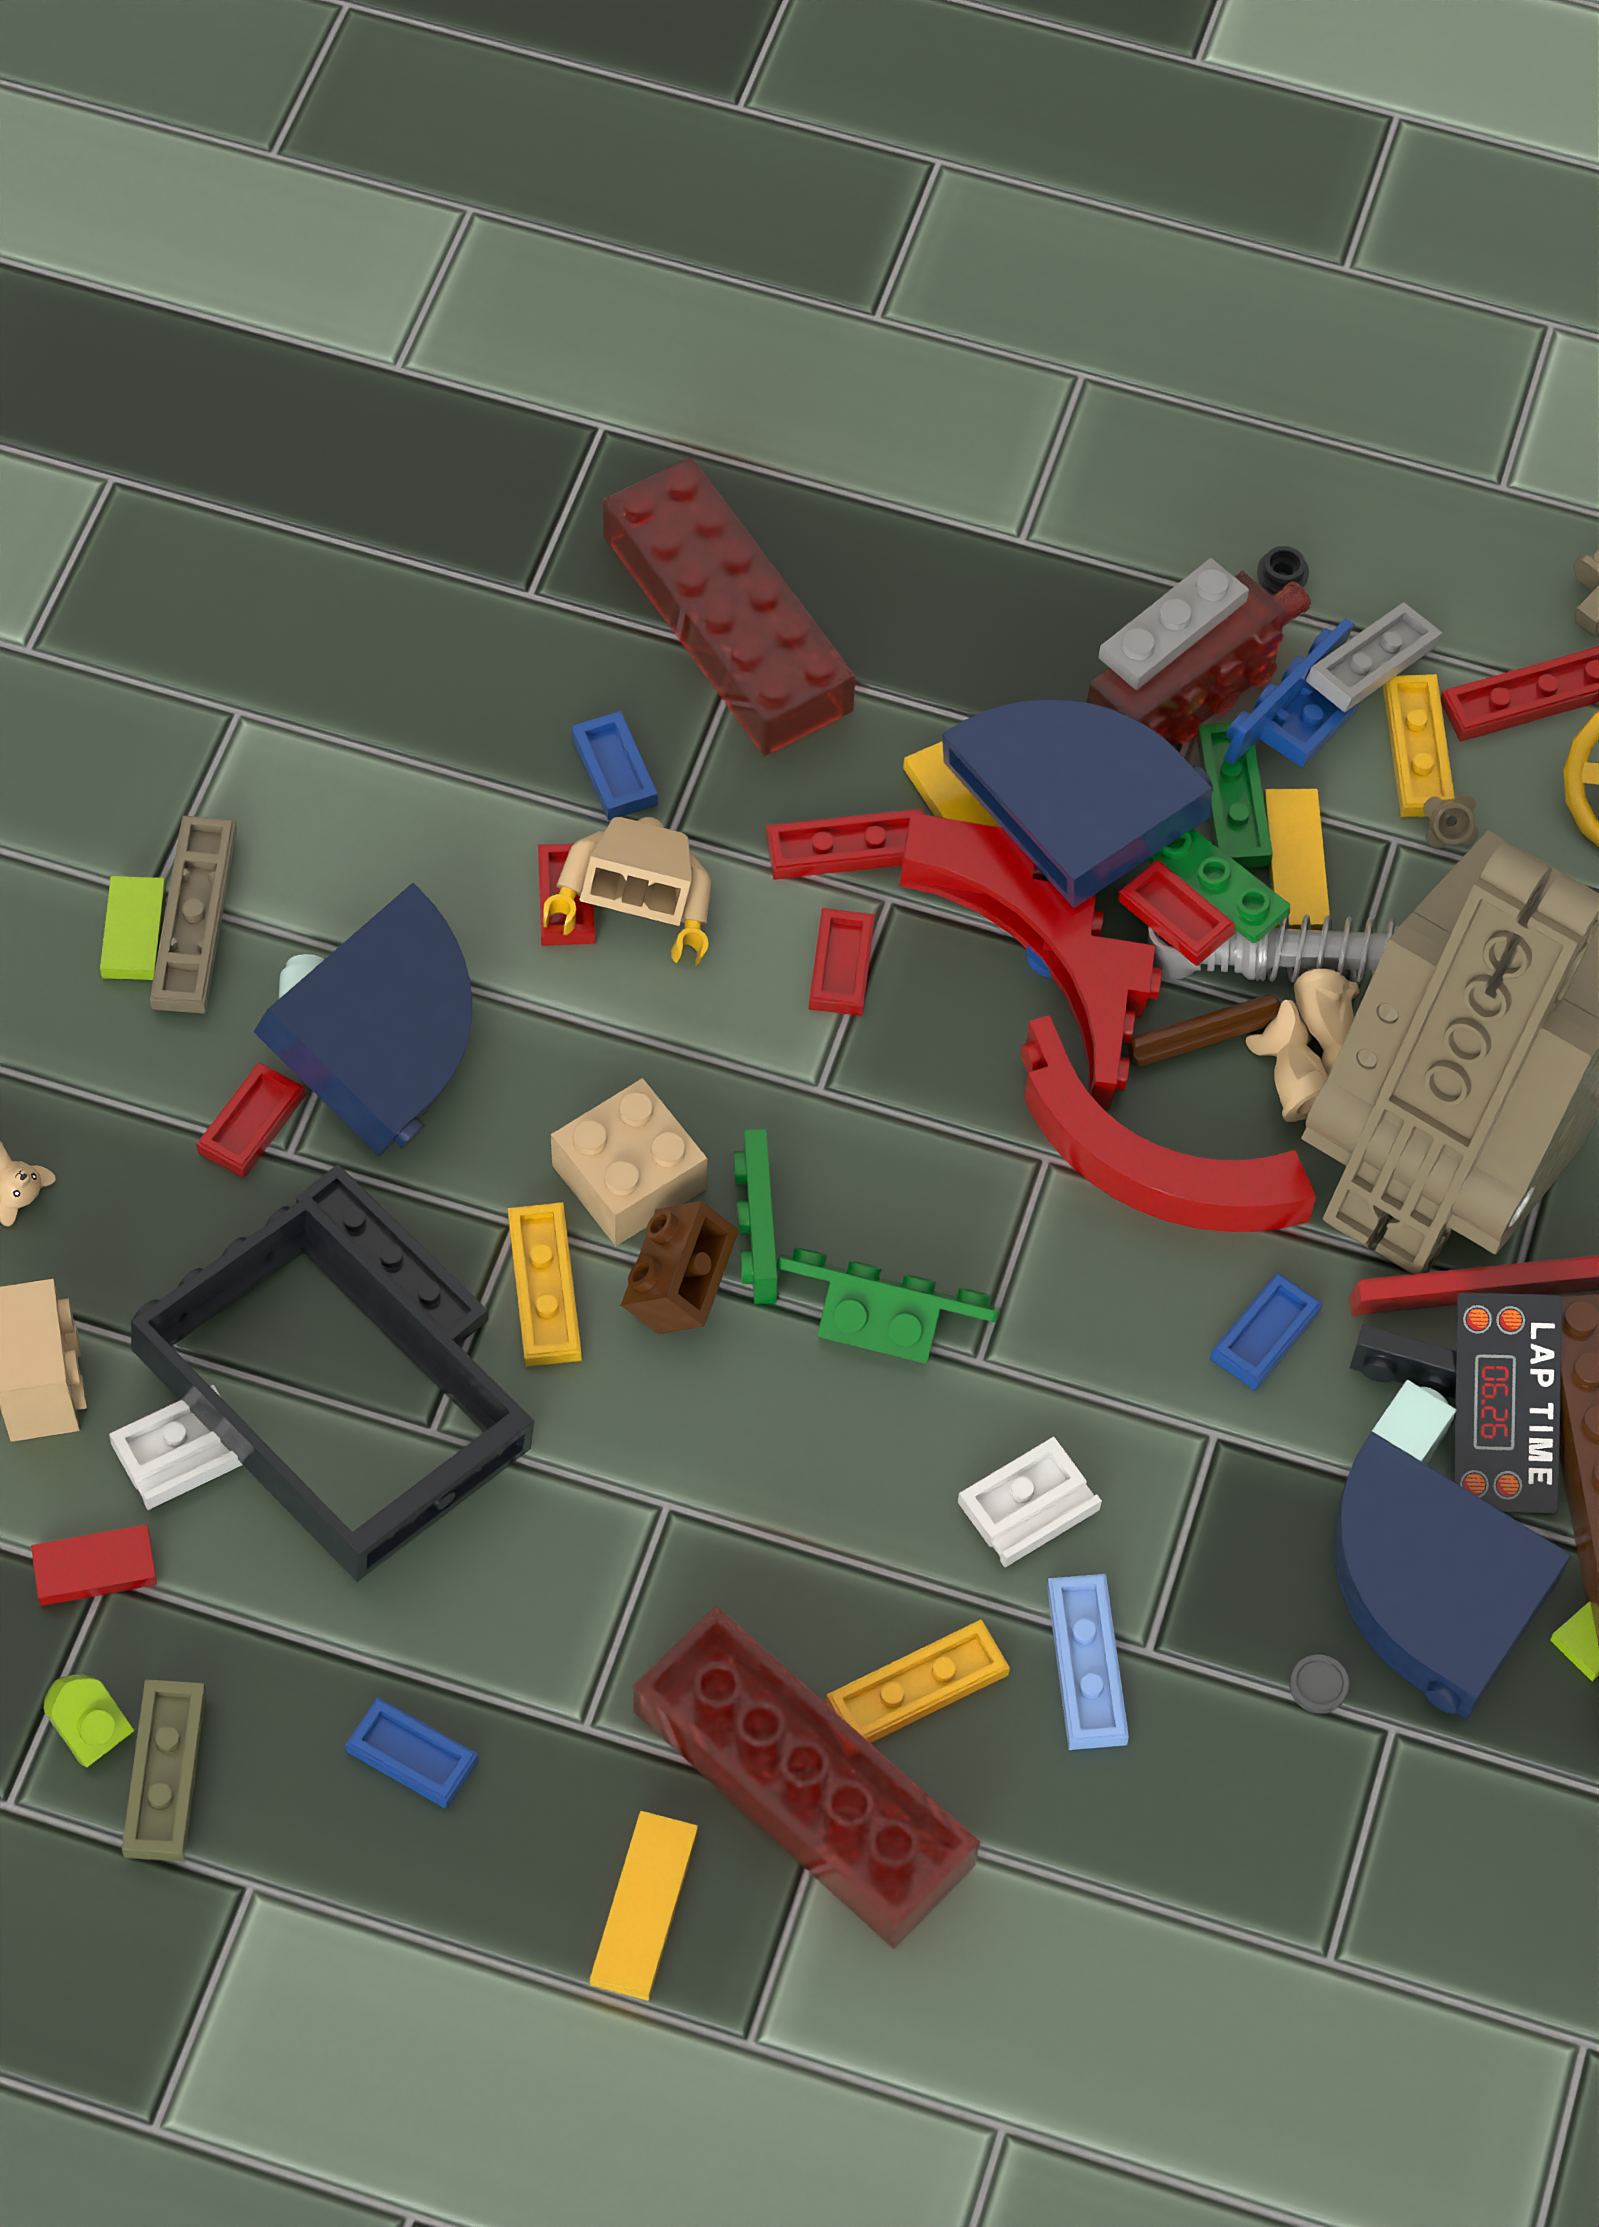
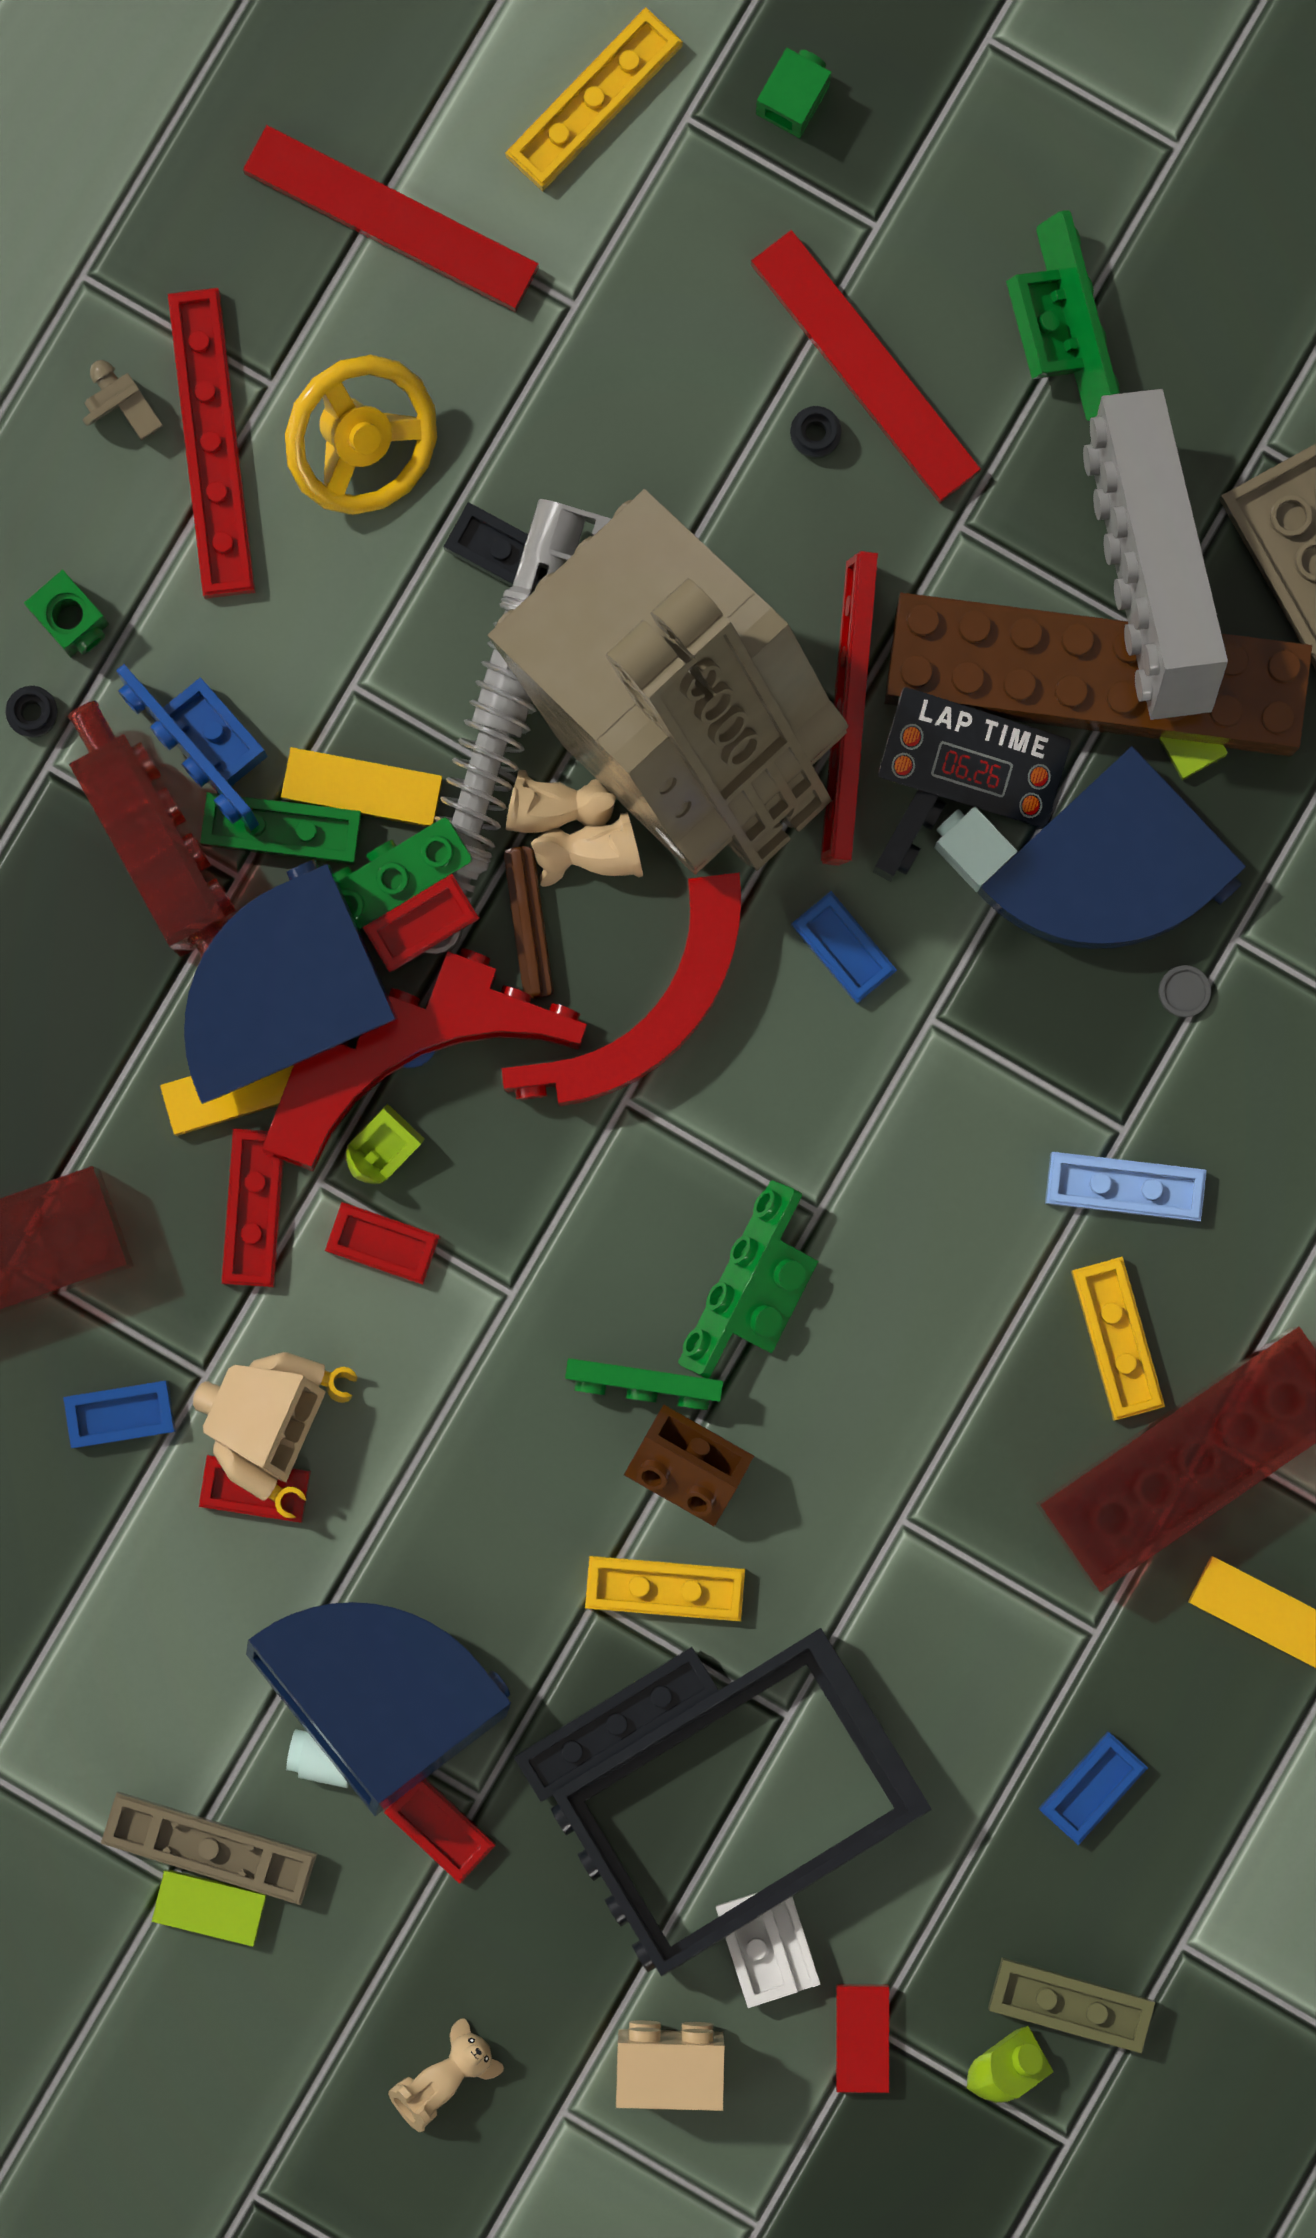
camera: 75 degrees left, 25 degrees up
(628, 1161) = (566, 1489): tan brick -> none
(938, 934) = (381, 1147): none -> lime plate
(1029, 1501) = (972, 1201): white plate -> none
(1173, 623) = (123, 849): light grey plate -> none
(1373, 657) = (161, 653): light grey plate -> none
(1388, 562) = (52, 599): none -> green brick
(1417, 742) = (255, 634): yellow tile -> none
(1461, 831) = (364, 630): dark tan plate -> none

